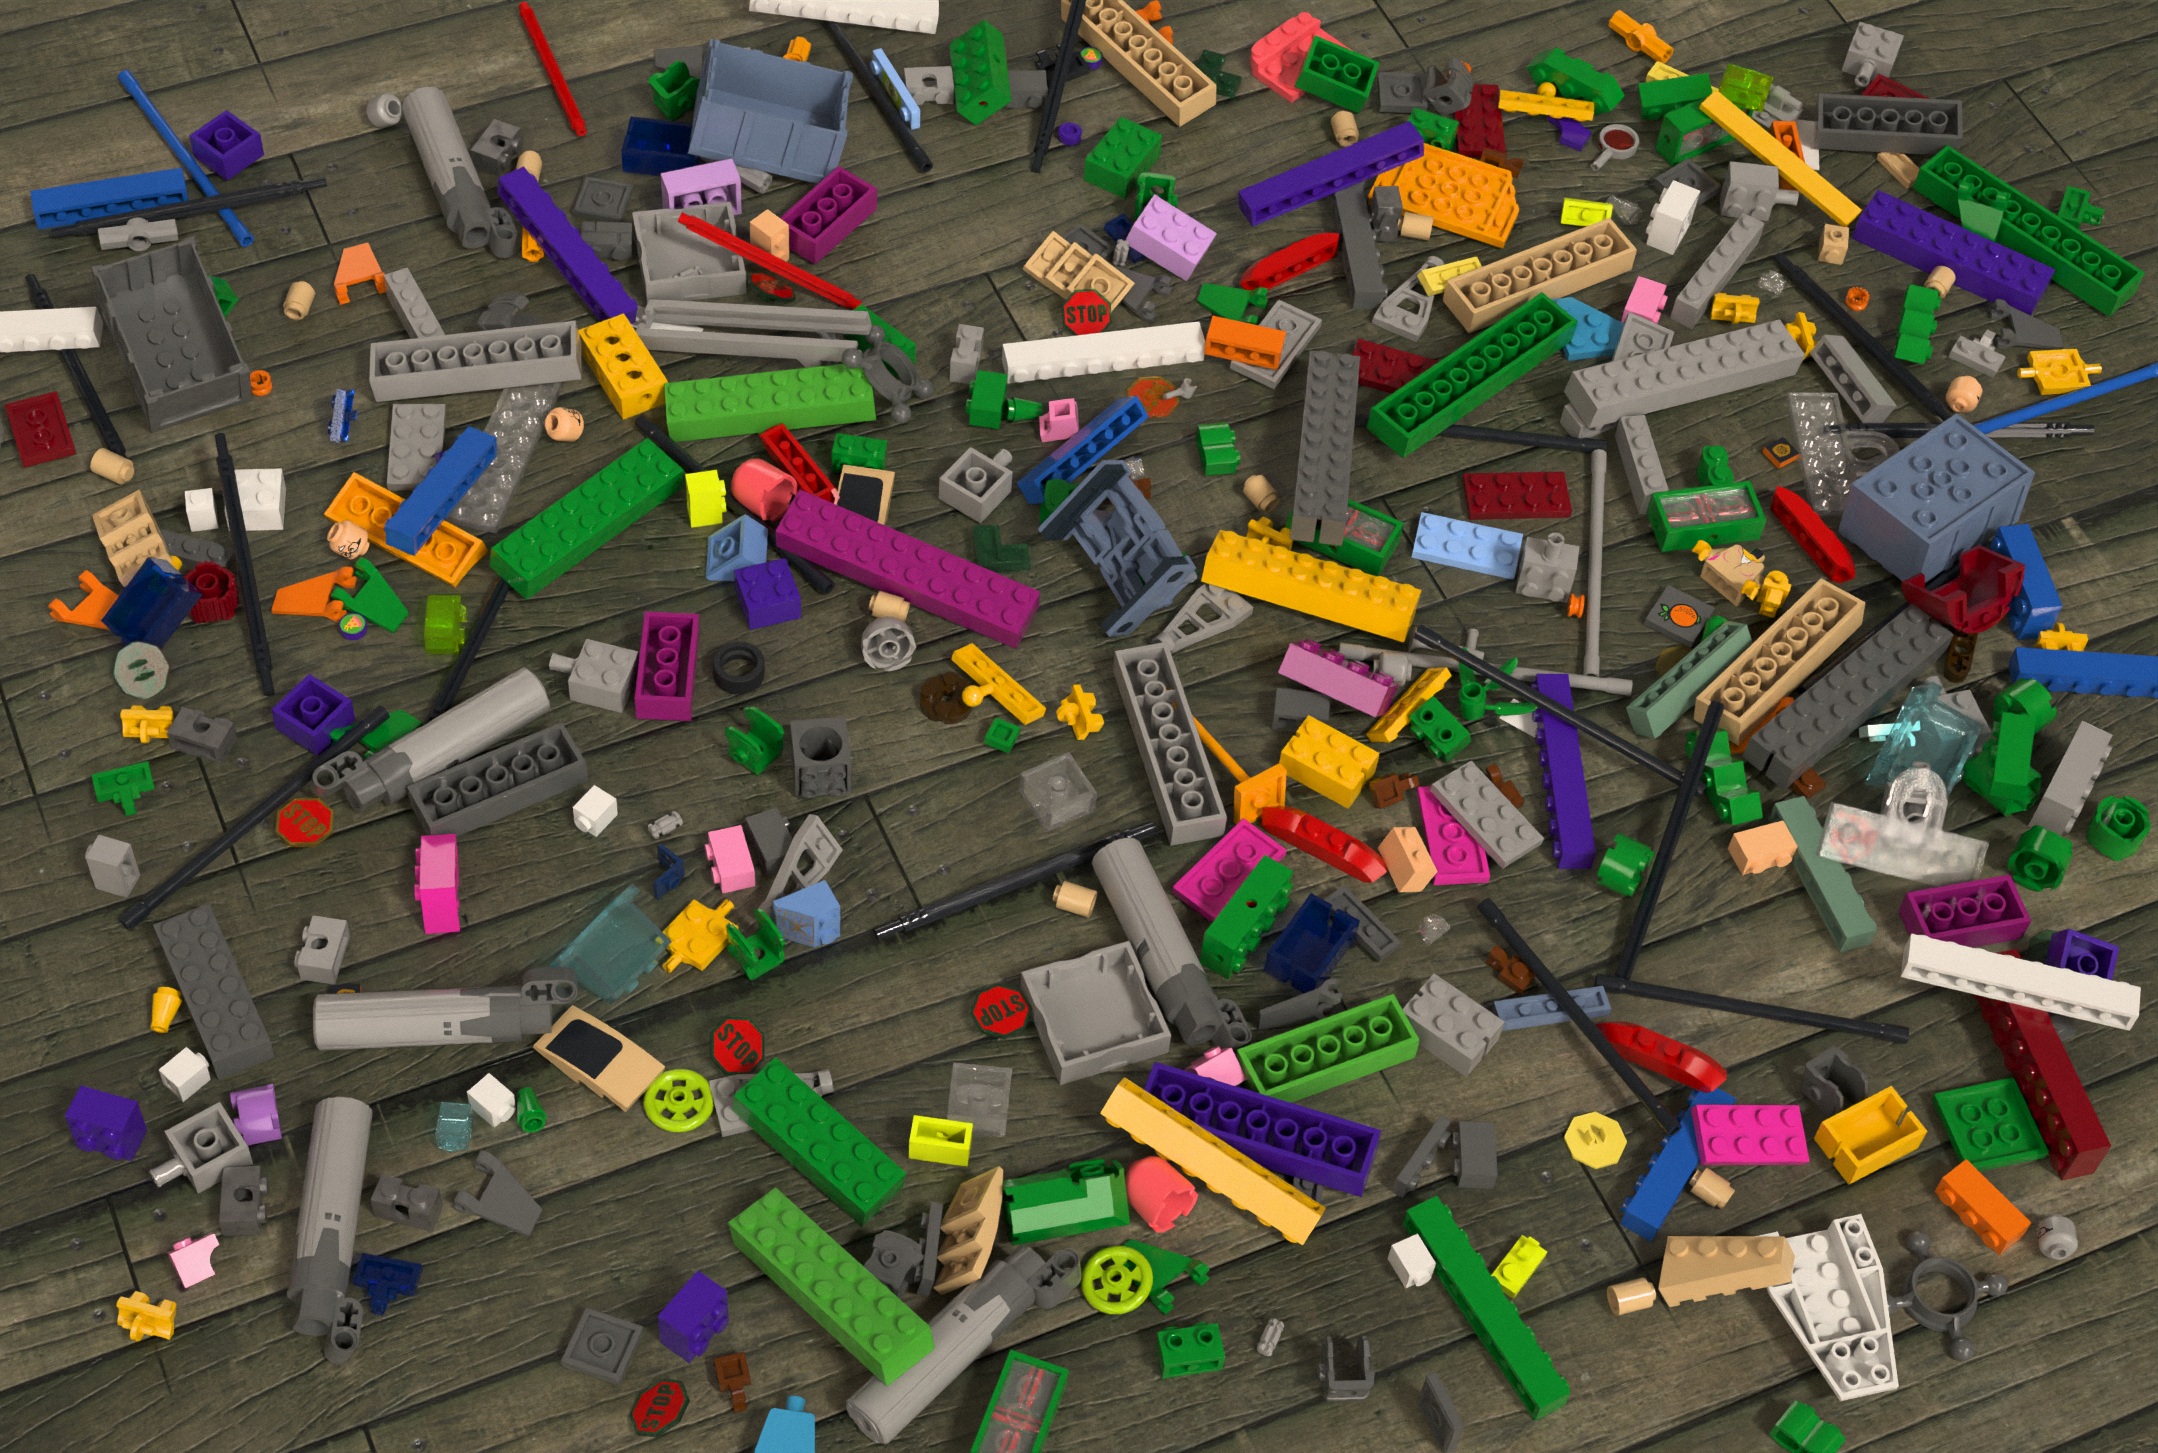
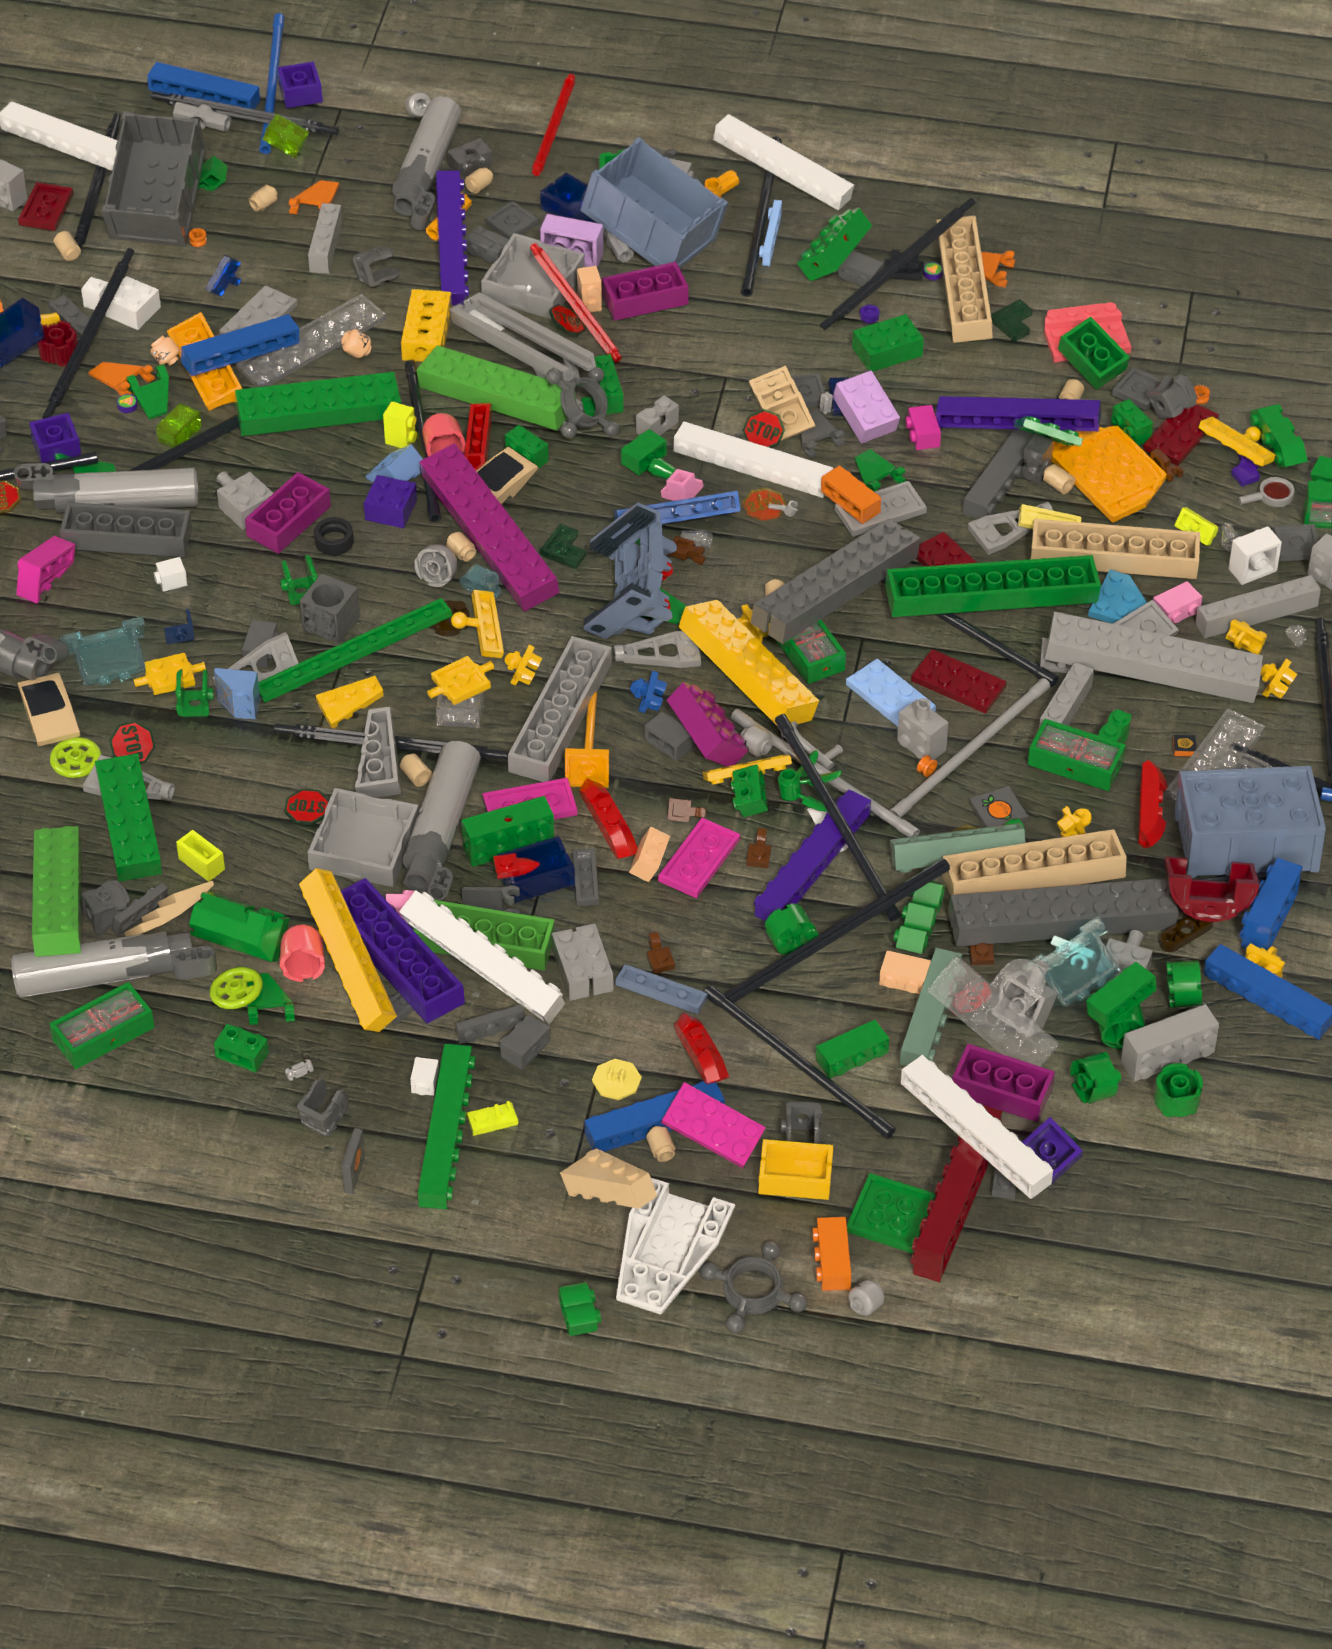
camera: 40 degrees right, 5 degrees down
(130, 535) = (45, 287): tan slope -> none
(264, 213) = (285, 135): none -> clear neon green brick
(475, 361) = (332, 279): light grey brick -> none
(665, 825) = (207, 603): light grey piece -> none
(731, 859) = (226, 641): bright pink brick -> none
(889, 788) = (353, 649): none -> green plate
(924, 856) = (345, 700): none -> yellow wing
(940, 90) = (785, 240): light grey brick -> none
(945, 636) = (480, 579): none -> clear light blue piece
(977, 483) = (586, 498): light grey brick -> none
(980, 1097) = (246, 845): clear brick -> none
(1002, 735) = (461, 651): green plate -> none
(1035, 907) = (379, 761): none -> light grey wedge
(1052, 767) = (460, 680): none -> yellow plate
(1144, 194) = (889, 382): green piece -> none
(1217, 449) = (772, 553): green brick -> none
(1233, 671) = (646, 690): none -> blue hips
(1239, 233) = (923, 427): none -> dark pink brick
(1290, 261) = (943, 462): red brick -> none
(1298, 956) = (511, 866): none -> red plate
(1329, 761) = (654, 770): yellow piece -> none
(1371, 1084) = (483, 958): none -> white brick
(1389, 177) = (1049, 430): none -> plate
(1433, 927) = (631, 904): clear plate -> none
(1486, 814) = (730, 855): light grey plate -> none
(1631, 1296) = (544, 1171): tan brick -> none
(1659, 1112) = (661, 1076): black piece -> none
(1732, 570) = (1062, 793): tan torso -> none
(1793, 964) = (852, 1049): none -> green brick
(1853, 379) = (1286, 722): light grey brick -> none

